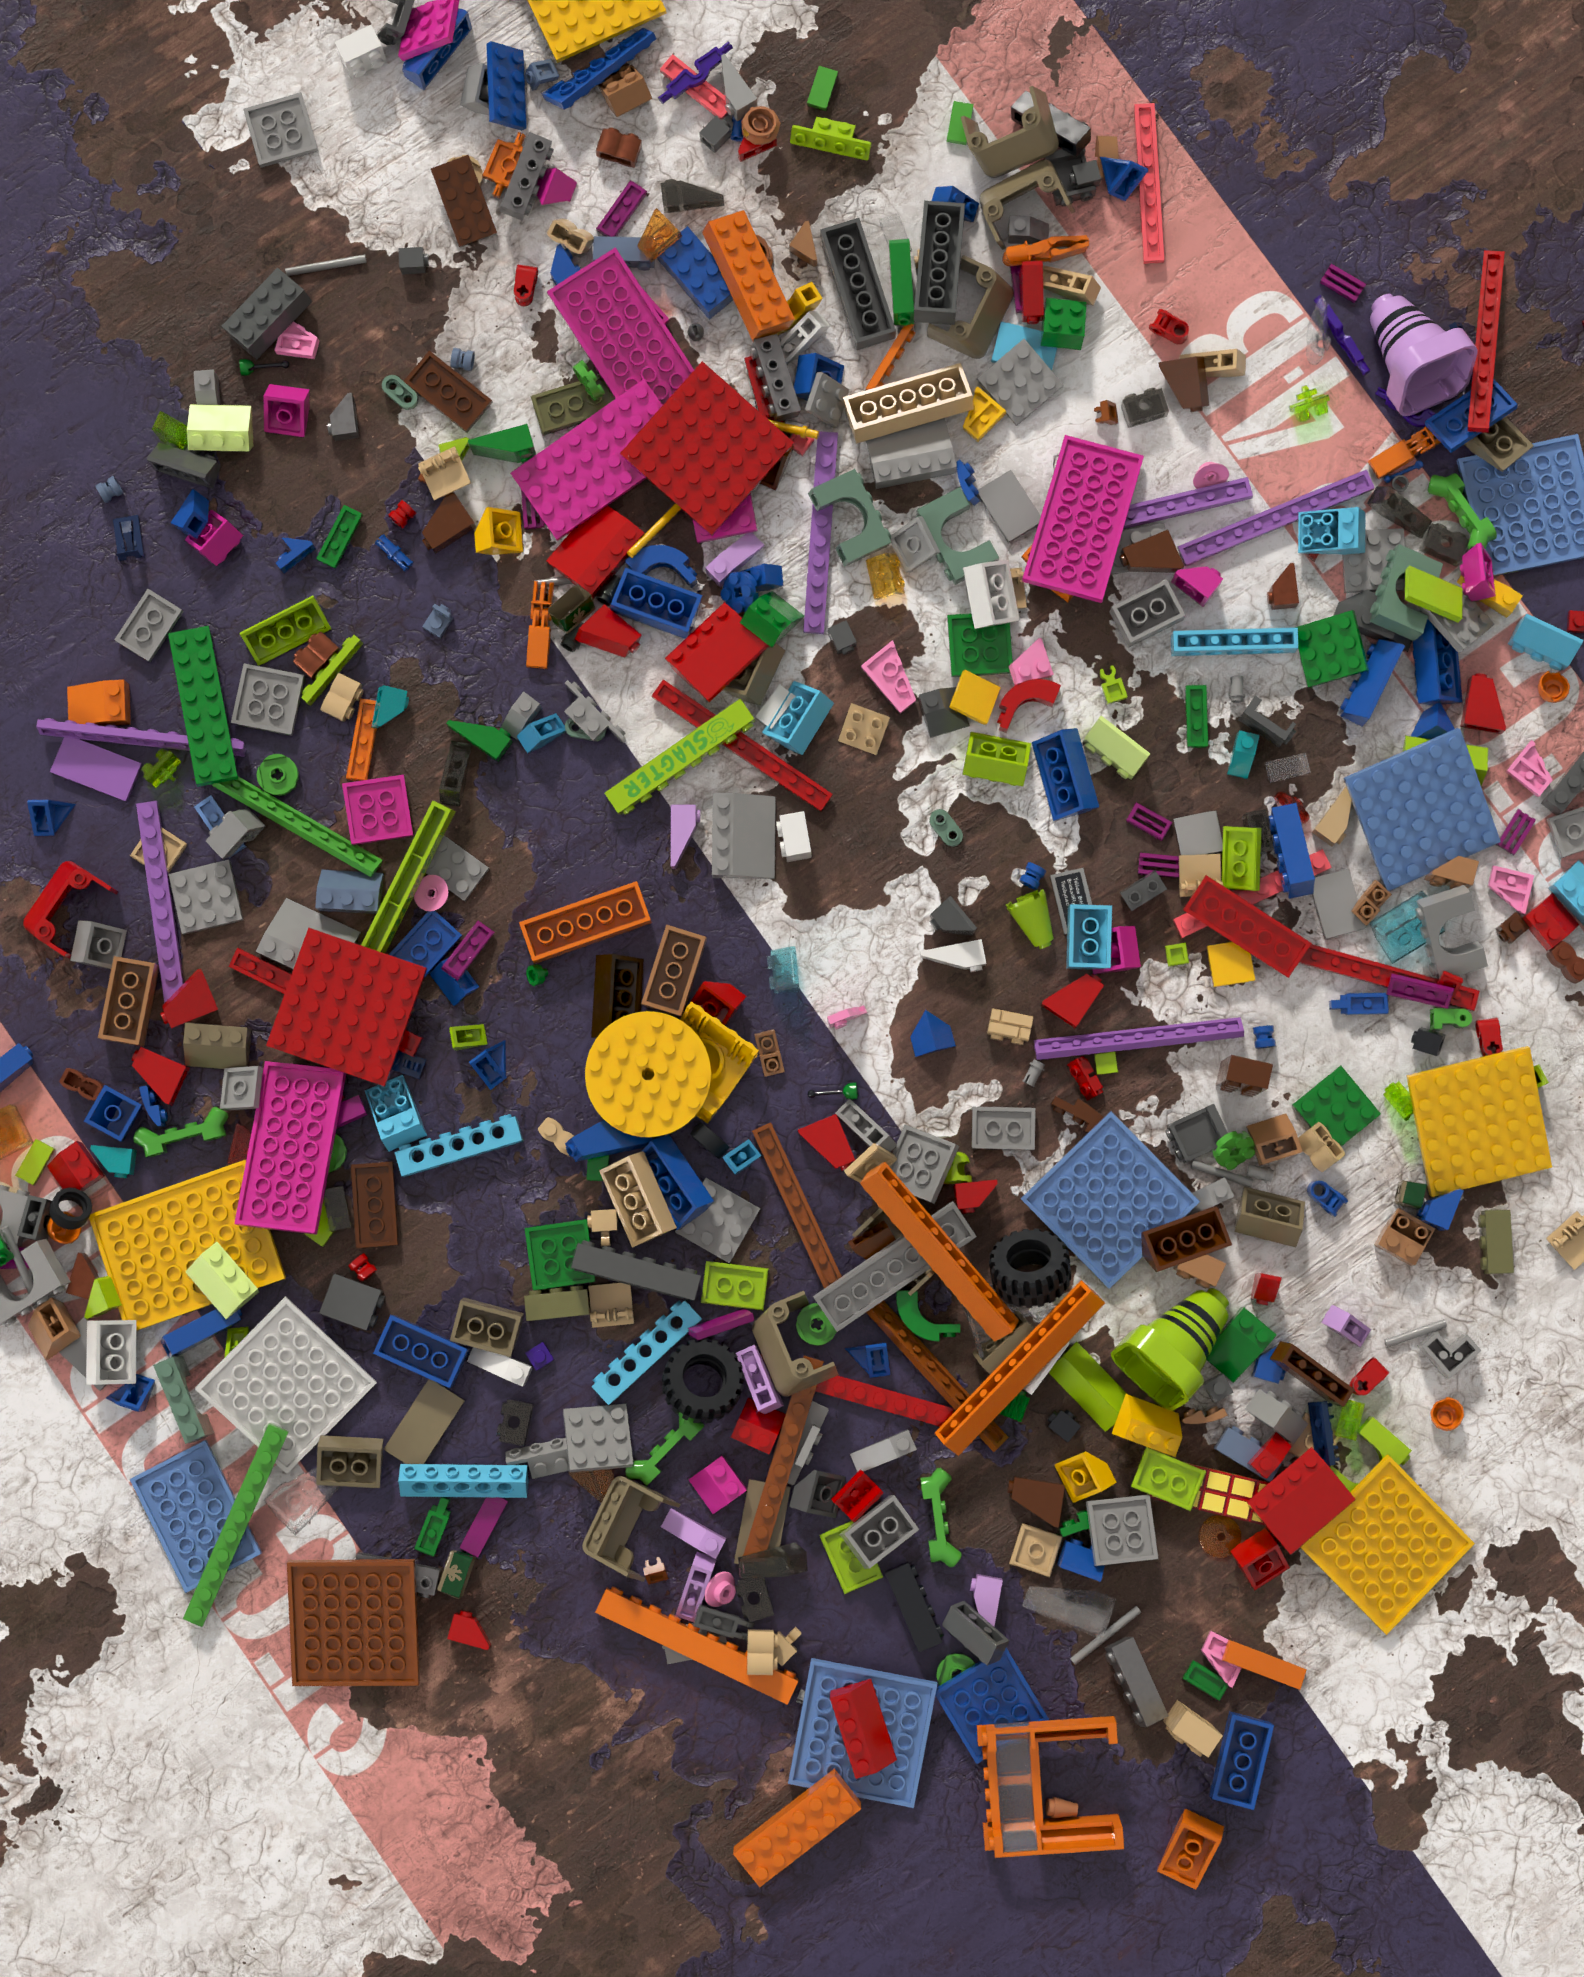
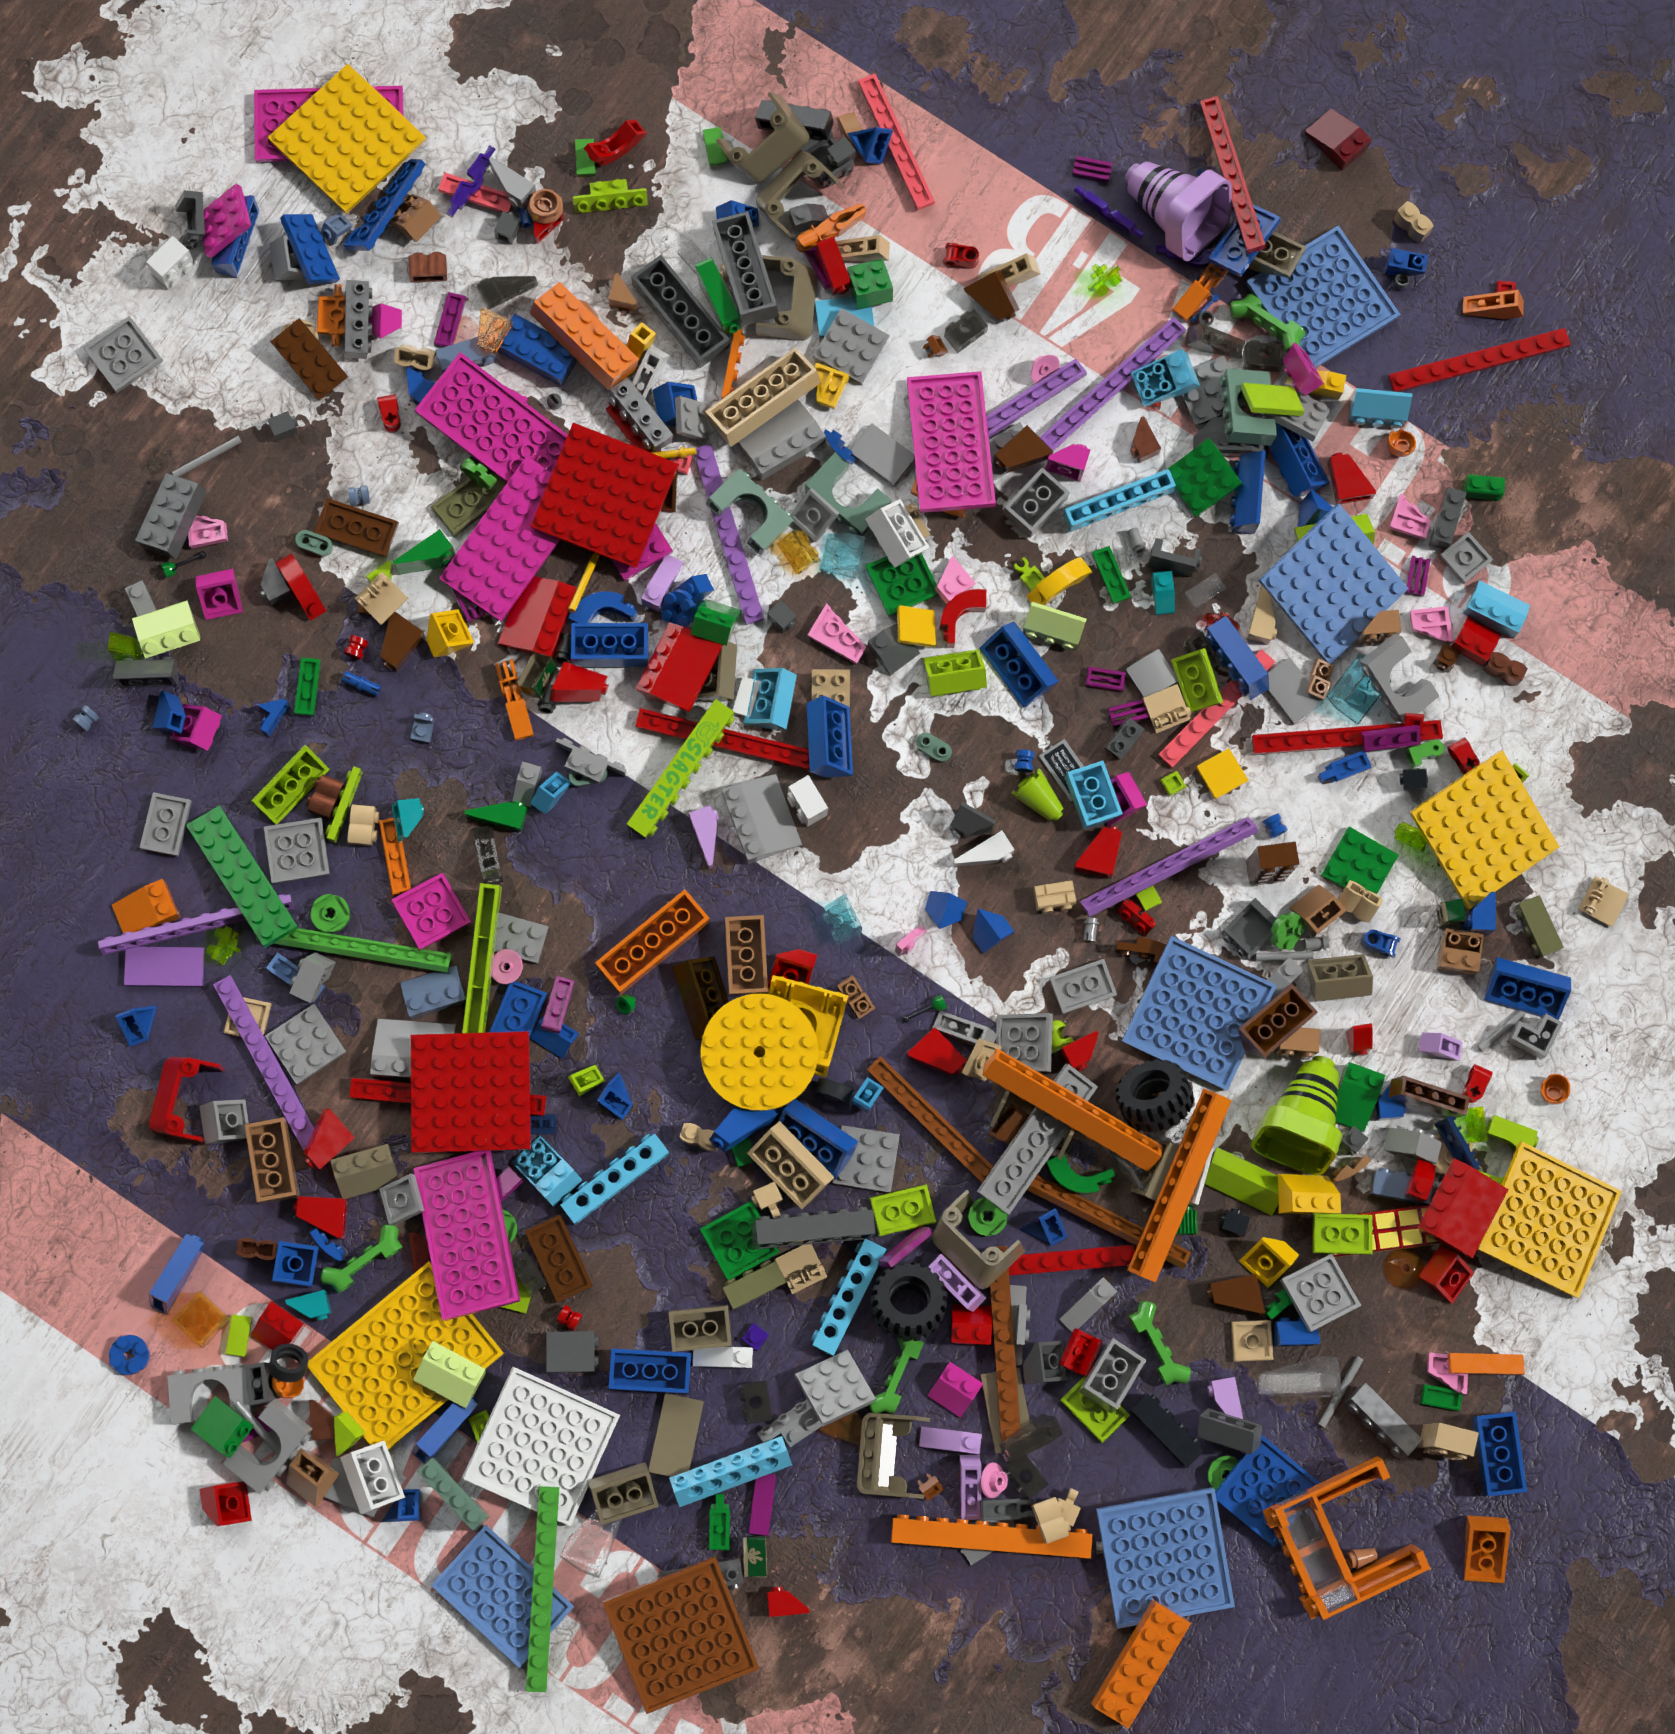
camera: 35 degrees left, 5 degrees down
(126, 524) = (113, 746): dark blue piece -> none
(368, 432) = (301, 586): none -> red arch
(842, 780) = (829, 738): none -> blue slope
(858, 86) = (617, 144): none -> red arch
(863, 1728) = (1165, 1551): red slope -> none
(893, 997) = (945, 908): none -> blue slope
(929, 595) = (842, 554): none -> clear light blue slope
(1139, 703) = (1059, 580): none -> yellow arch
(1247, 926) = (1224, 736): red plate -> none
(1315, 334) = (1084, 206): clear piece -> none
(1460, 1300) = (1527, 988): none -> blue slope

